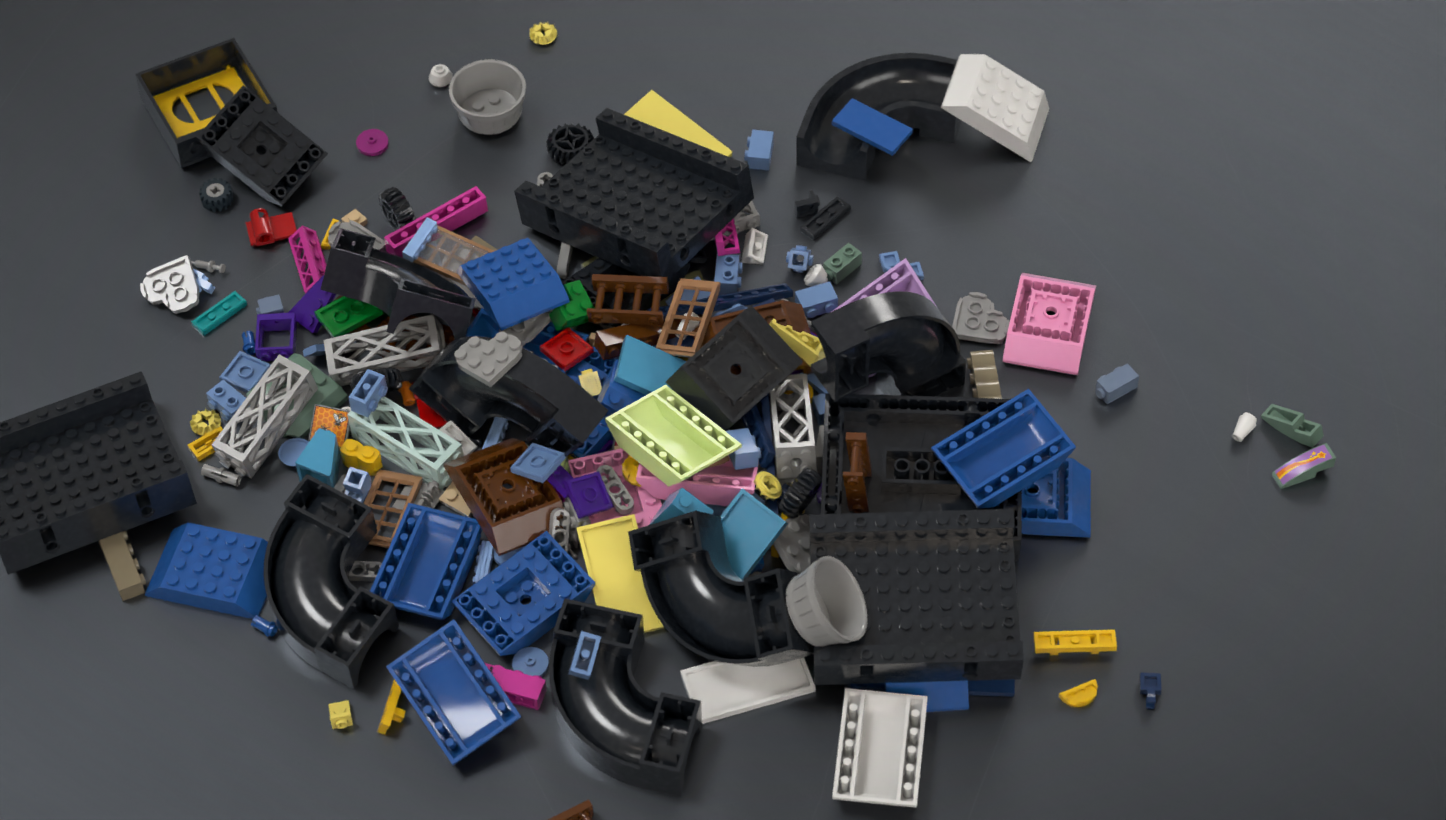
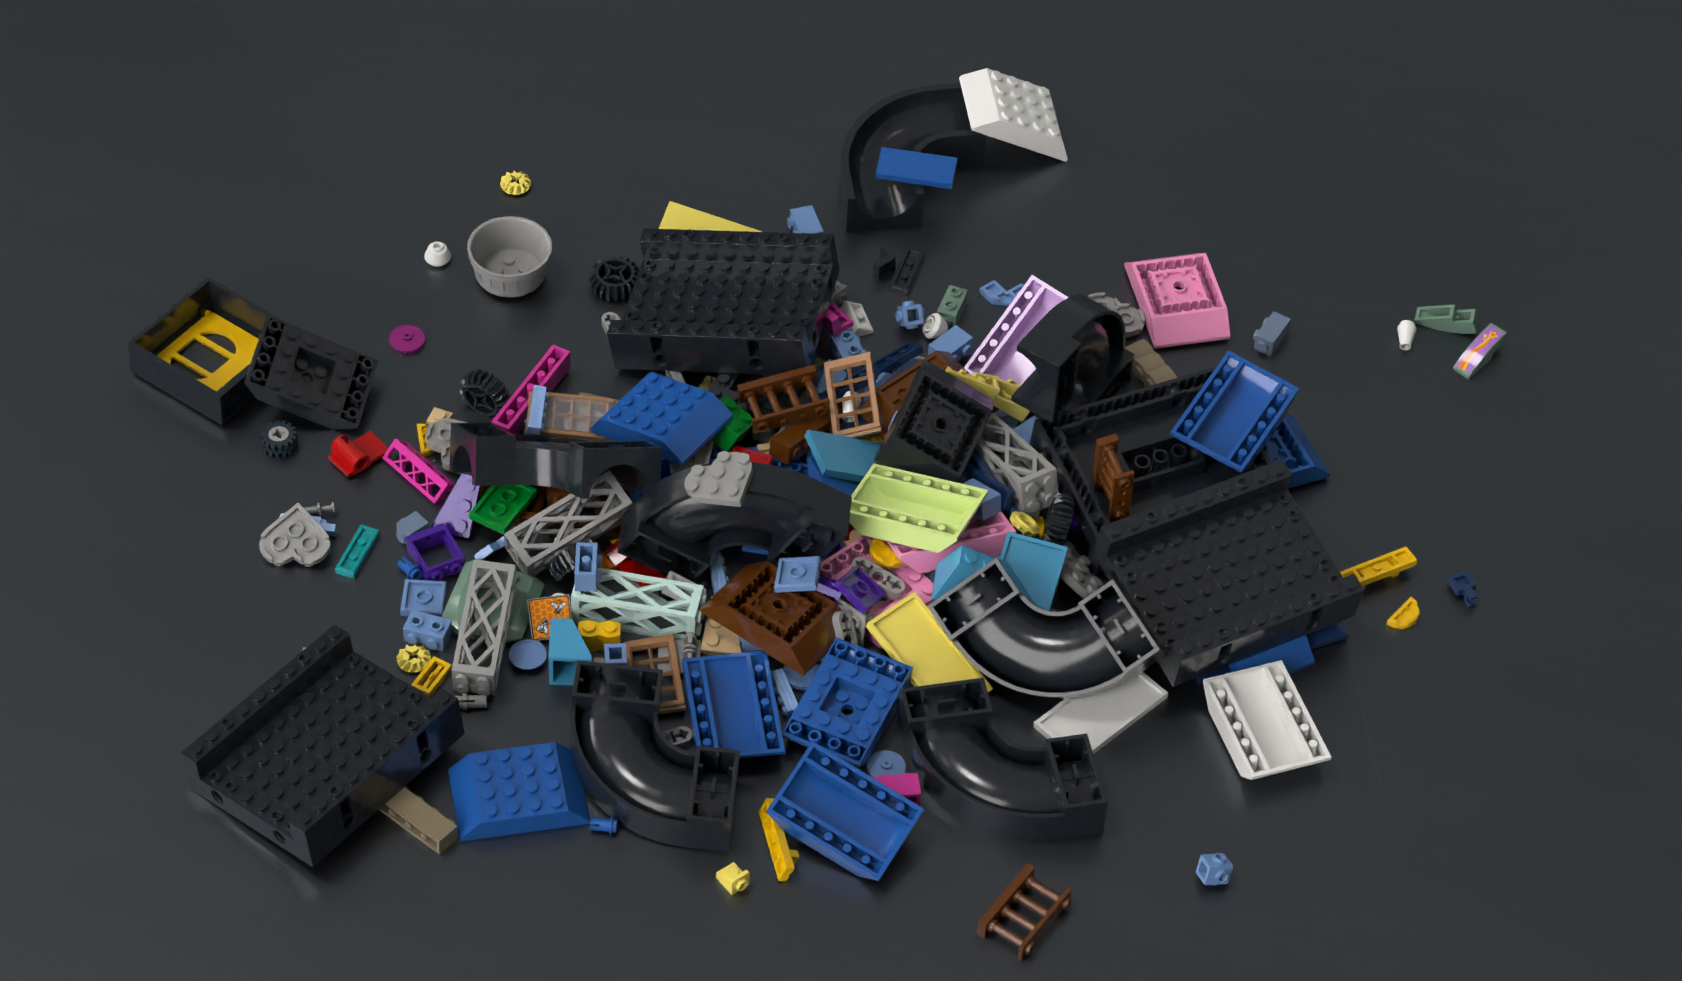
camera: 30 degrees left, 5 degrees down
(584, 655) = (955, 730): medium blue brick -> none
(827, 603) = (1166, 600): light grey piece -> none

